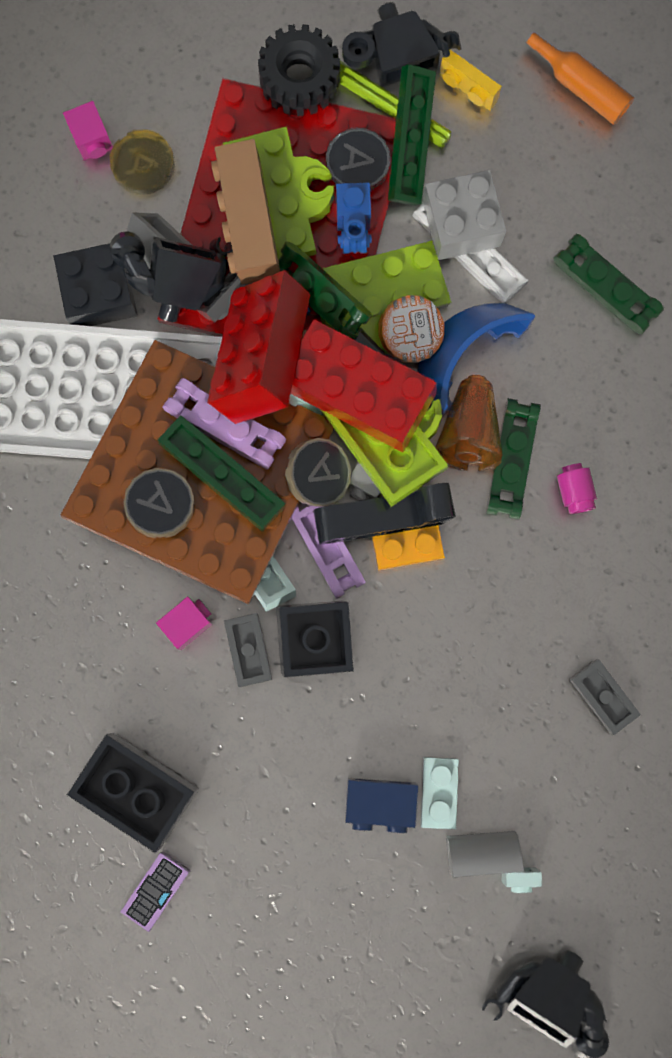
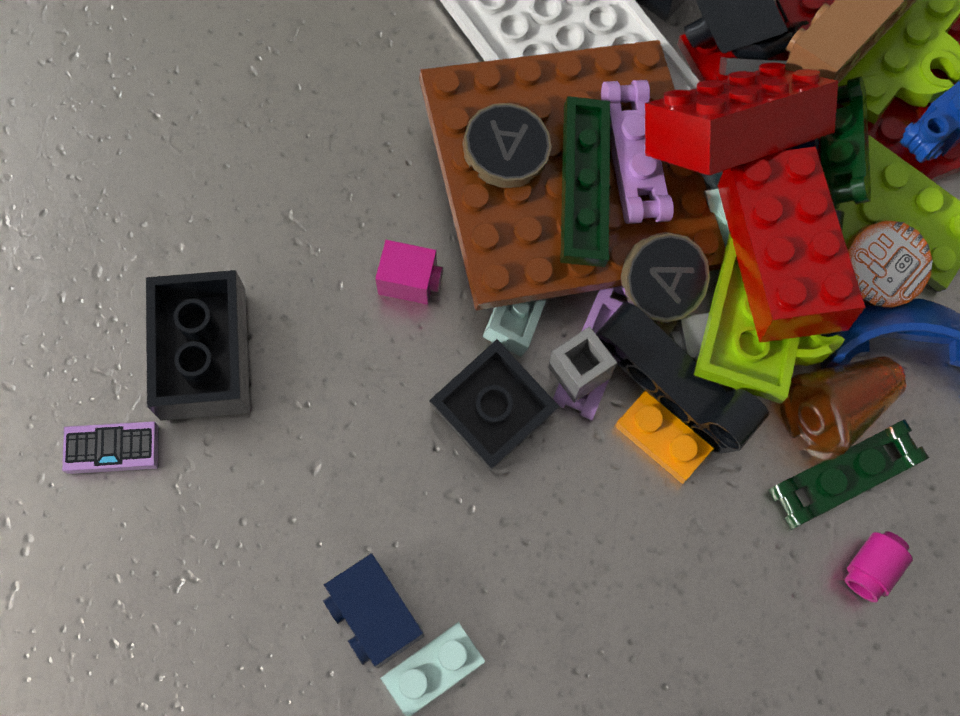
camera: 50 degrees right, 10 degrees down
(248, 650) = (428, 354): dark grey plate -> none
(333, 567) = (581, 364): none -> light grey brick

